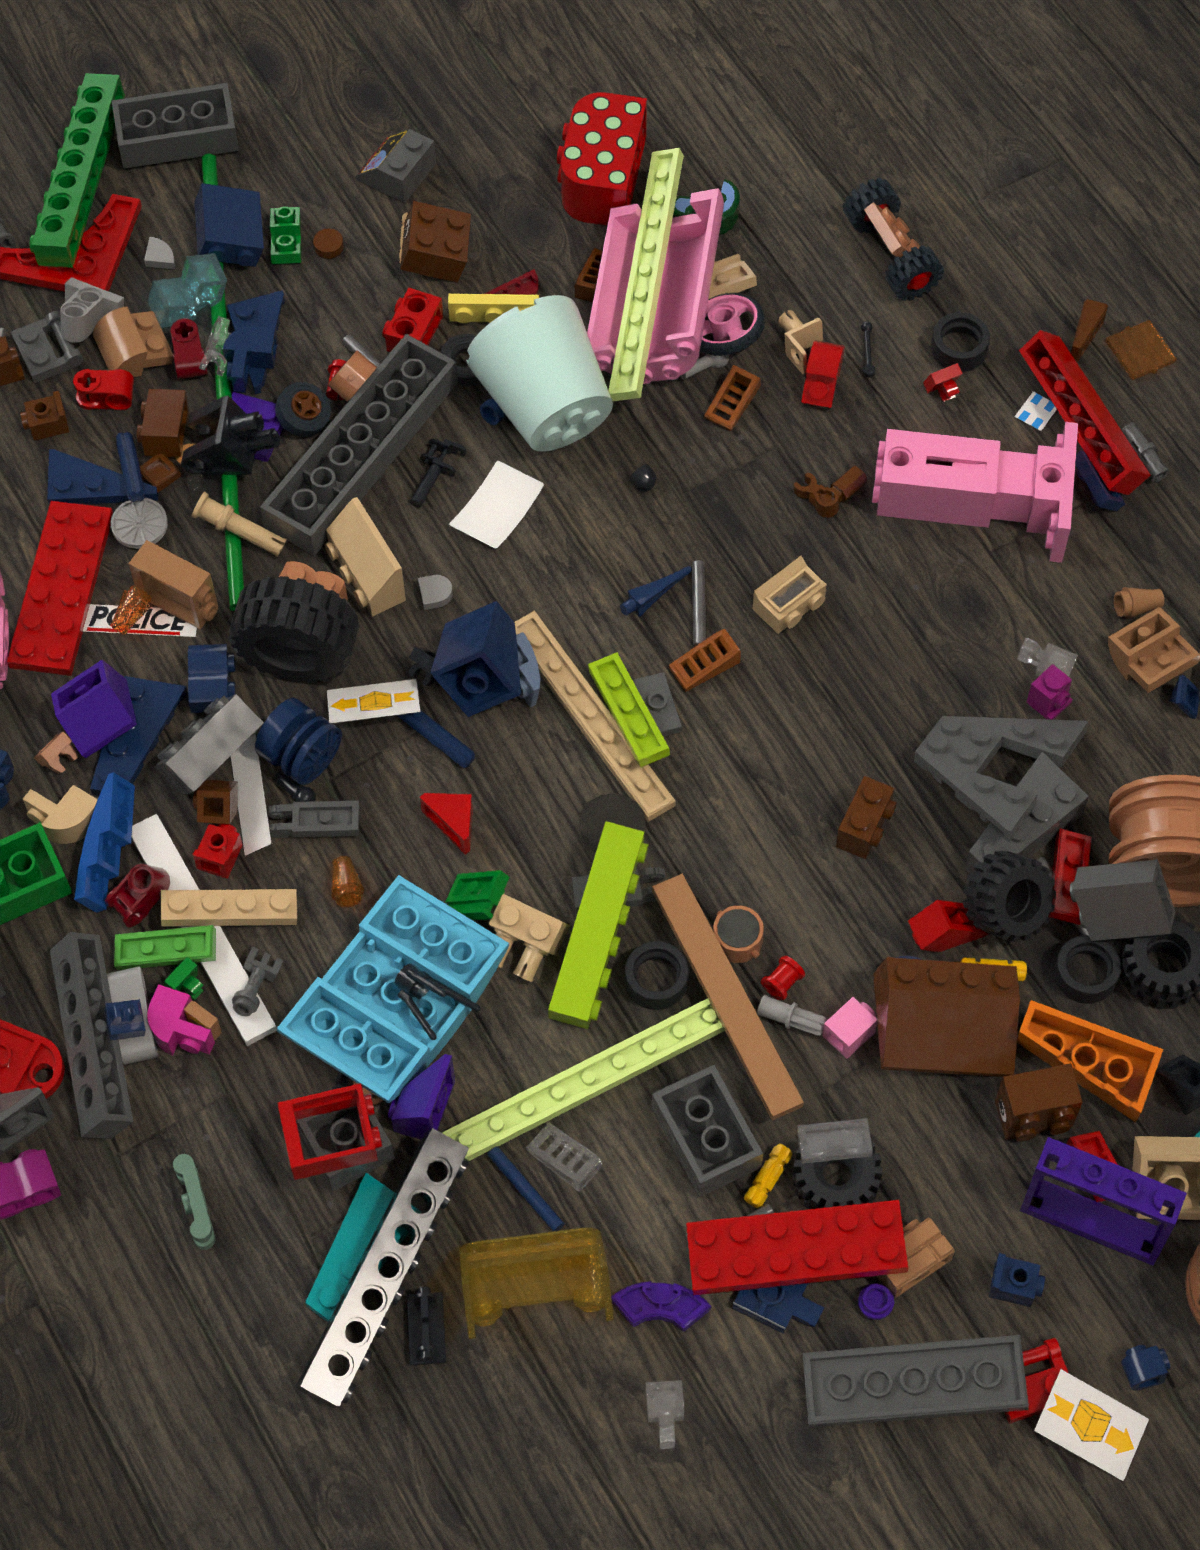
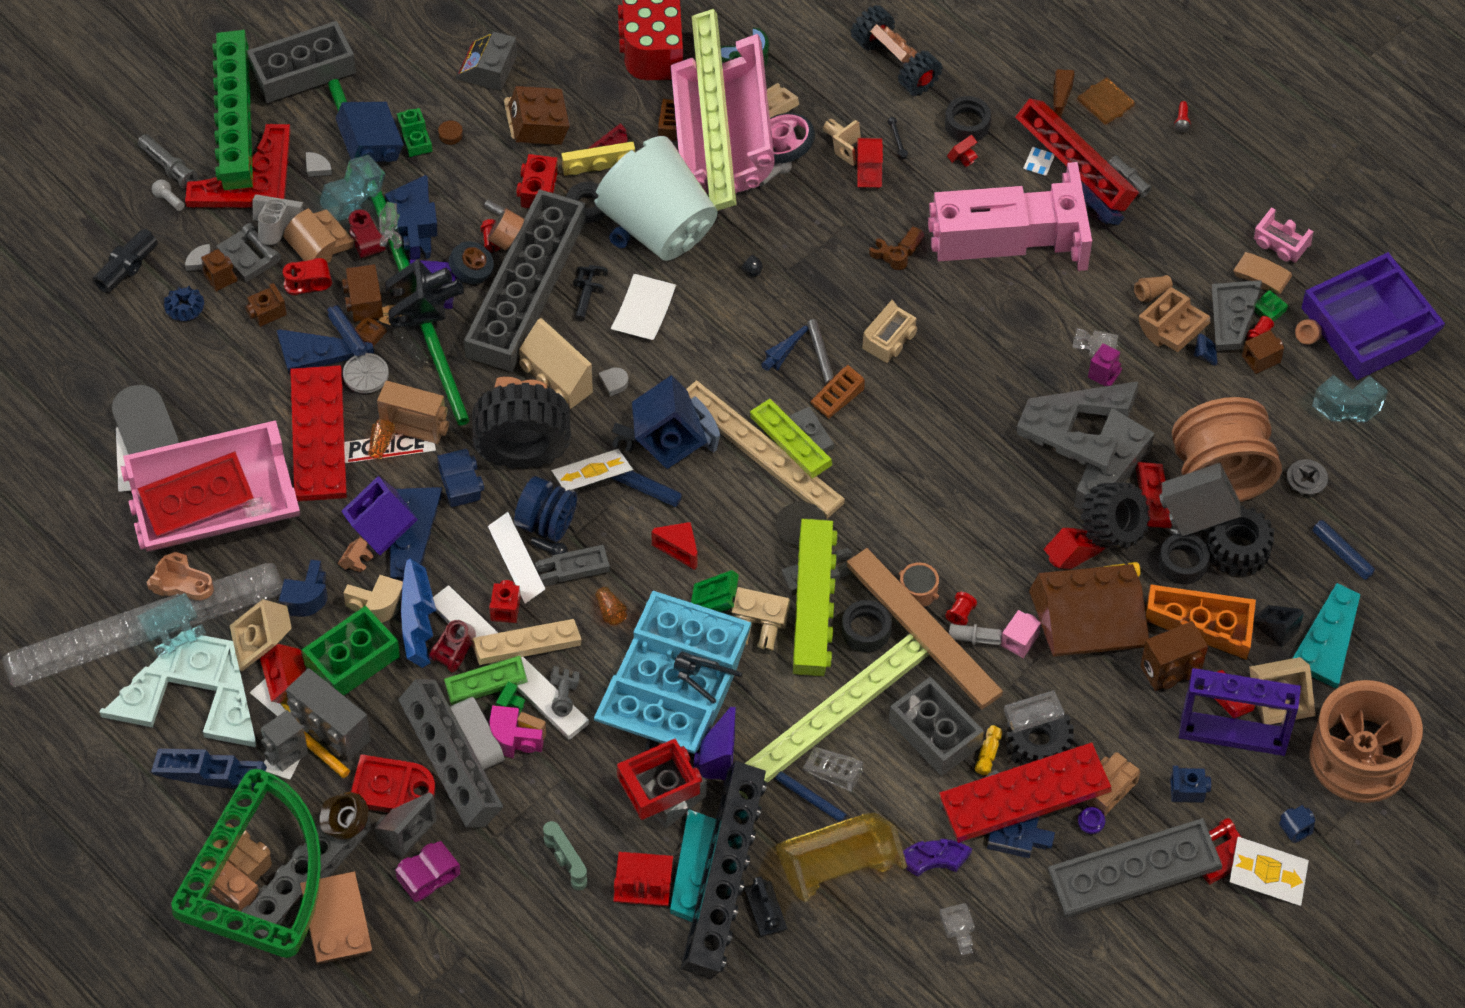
camera: 15 degrees left, 5 degrees down
(124, 1019) = (476, 734): dark blue tile -> none
(207, 743) = (477, 523): brick -> none
(216, 801) = (493, 566): reddish brown brick -> none
(225, 518) = (437, 355): tan pin -> none
(283, 1253) = (643, 878): none -> red hinge
(742, 377) = (809, 177): dark orange slope -> none
(865, 817) = (991, 482): reddish brown brick -> none

